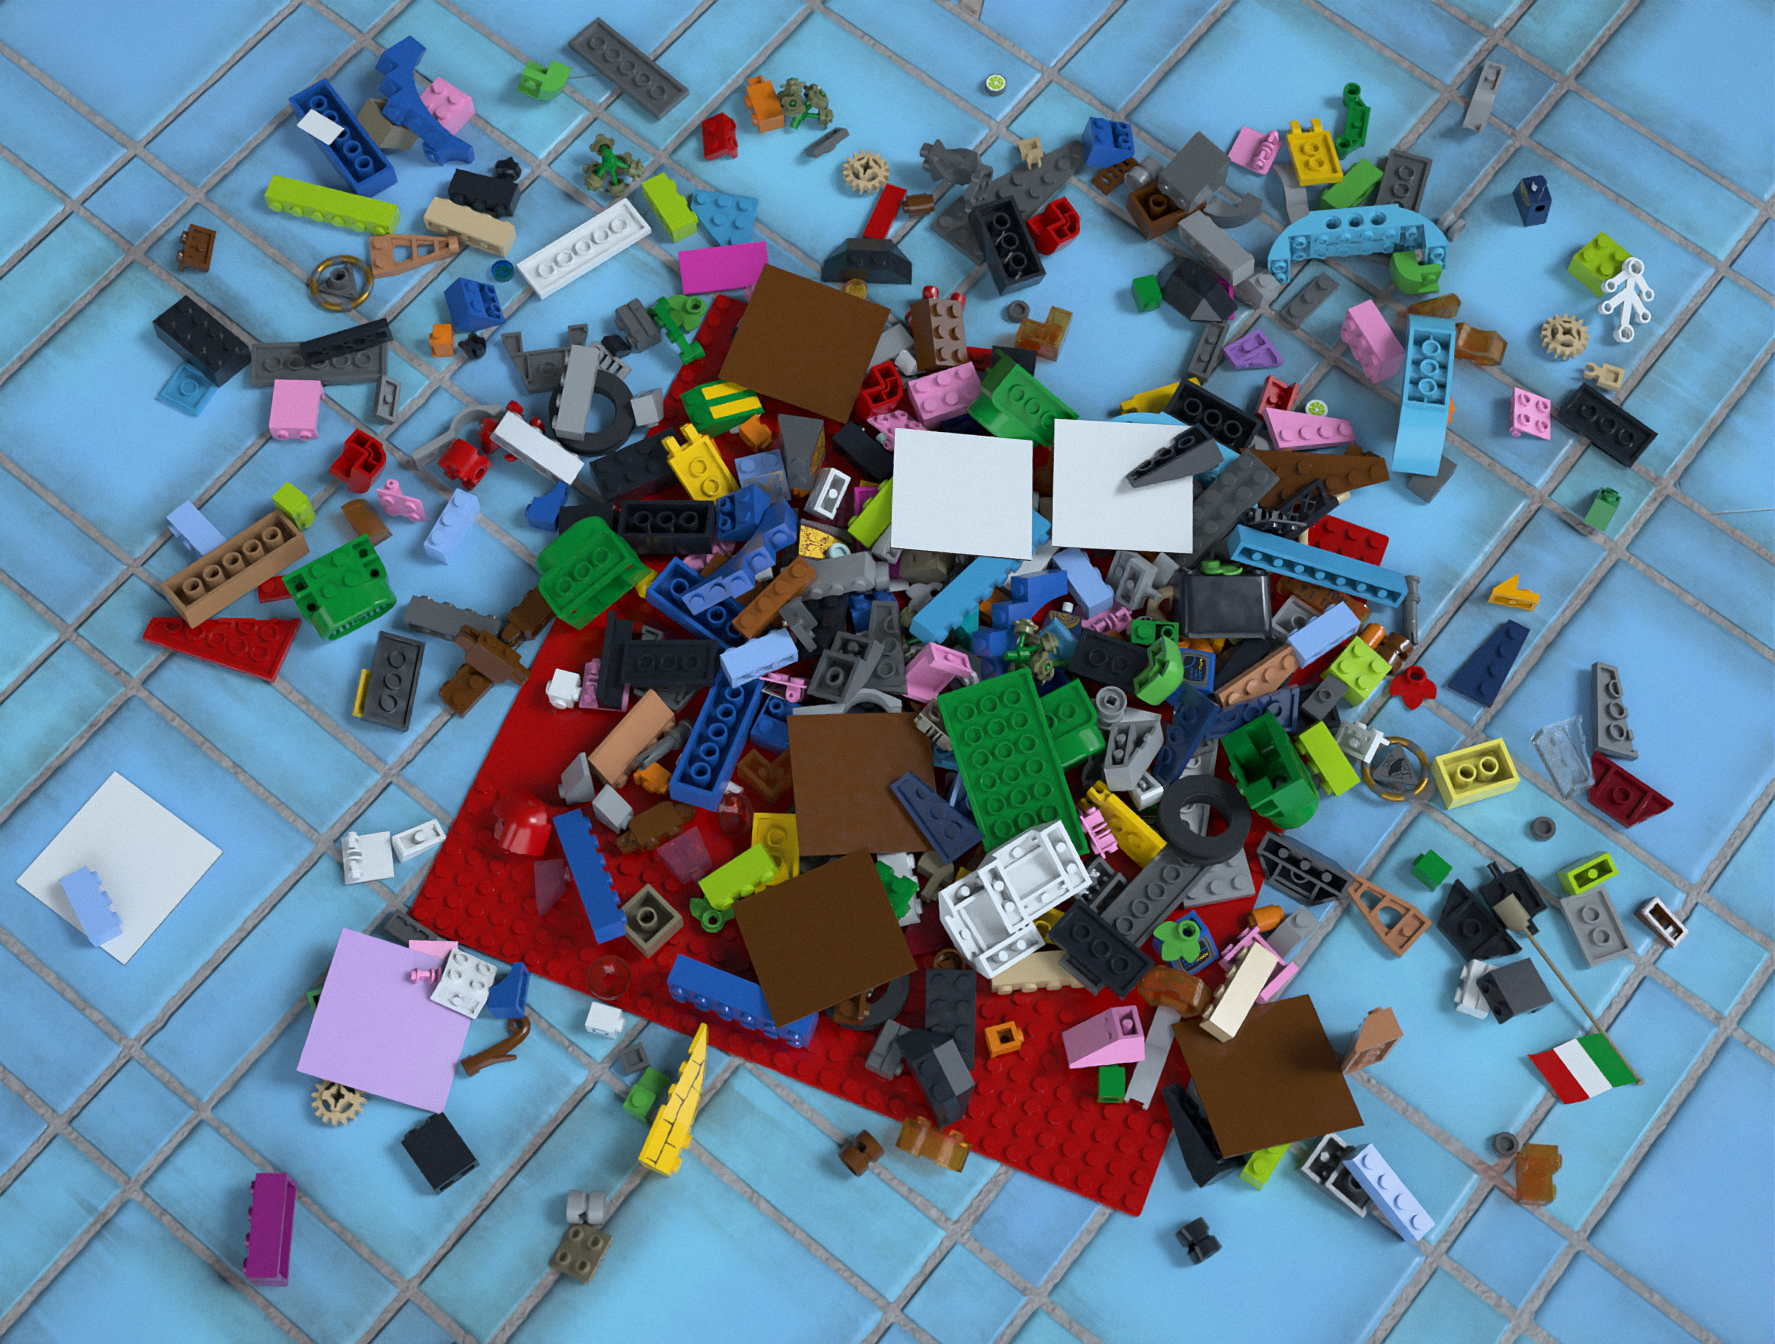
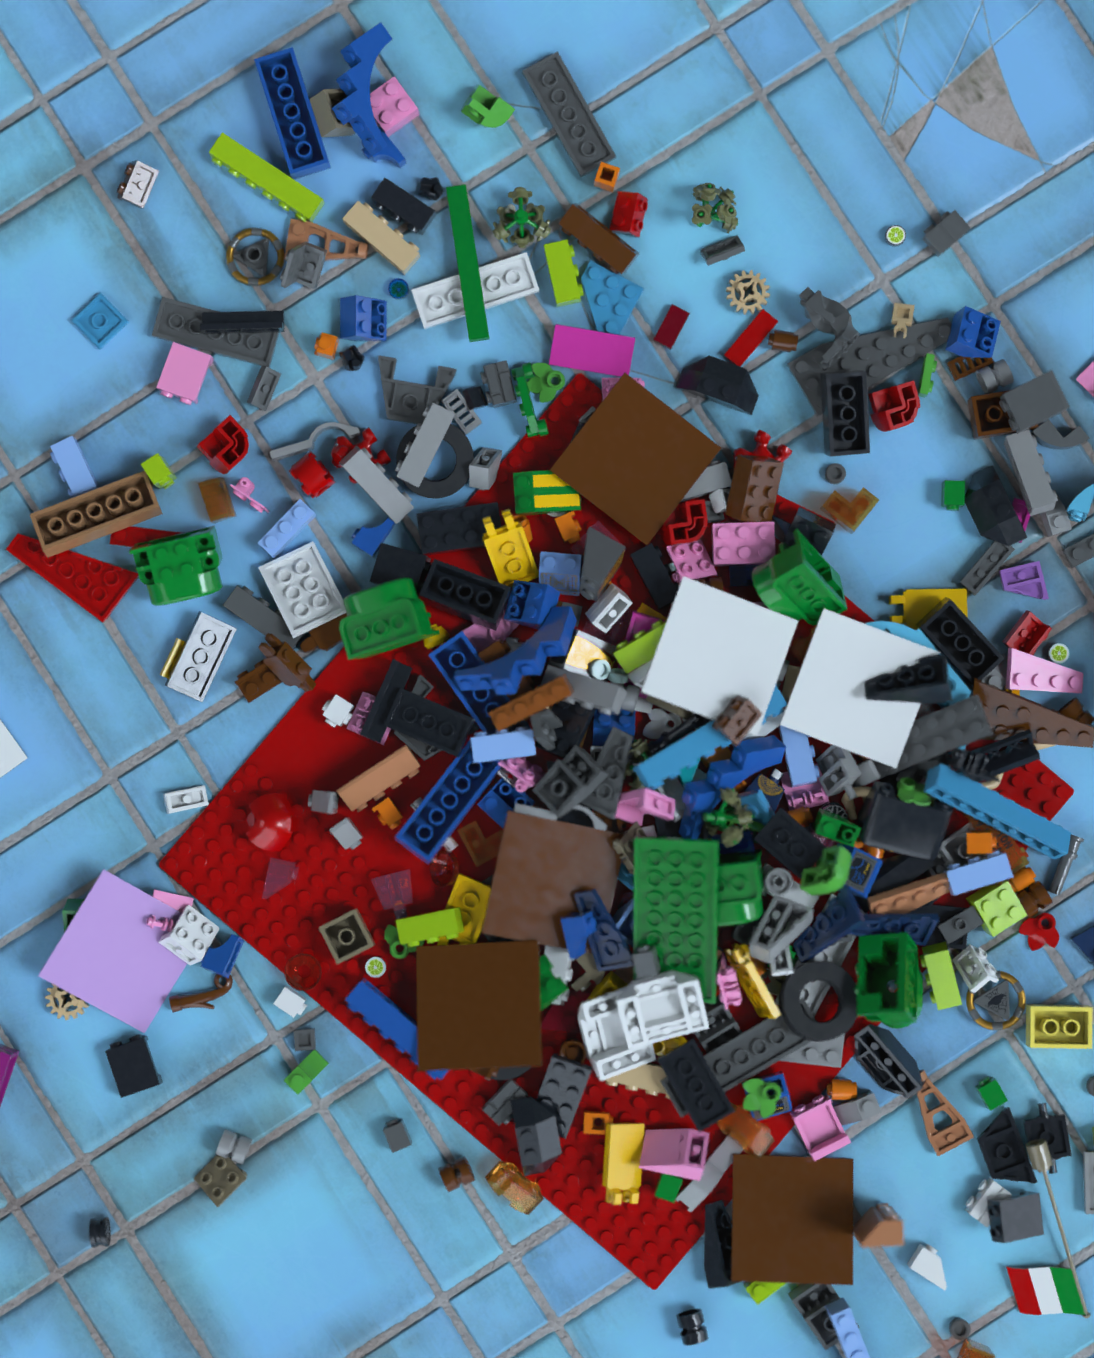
camera: 20 degrees right, 20 degrees up
(202, 341) = (120, 281): black brick -> none
(320, 127) = (274, 99): white sticker -> none
(367, 857) = (141, 802): white hinge -> none
(395, 270) = (303, 265): none -> dark grey bracket
(405, 929) = (157, 876): dark grey plate -> none
(487, 579) = (303, 589): none -> white plate
(568, 223) = (467, 263): none -> green tile
(589, 875) = (310, 886): blue brick -> none
(655, 826) = (375, 855): reddish brown hinge -> none
(672, 739) = (413, 786): dark grey pin -> none
(675, 1121) = (322, 1102): yellow wedge -> none
(685, 108) = (607, 177): none -> orange brick
(692, 948) = (375, 967): none -> tile
(696, 165) = (598, 238): none -> reddish brown brick
(763, 104) = (678, 192): orange brick -> none
(776, 1132) = (397, 1135): none -> dark grey brick
(799, 226) = (671, 326): none -> dark red tile
(857, 288) = (700, 407): clear orange tile -> none
(907, 822) = (576, 930): none -> blue arch
(995, 827) = (646, 961): none -> dark grey brick
(1004, 544) = (737, 719): none -> bracket
(1045, 66) = (946, 233): none -> dark grey brick
(1049, 1072) = (622, 1161): none -> yellow tile
(1075, 187) = (925, 382): none -> bright green plate
(1238, 992) = (795, 1148): brick -> none
(1311, 602) = (980, 841): none -> orange brick
(1441, 1081) = (928, 1265): none -> white slope

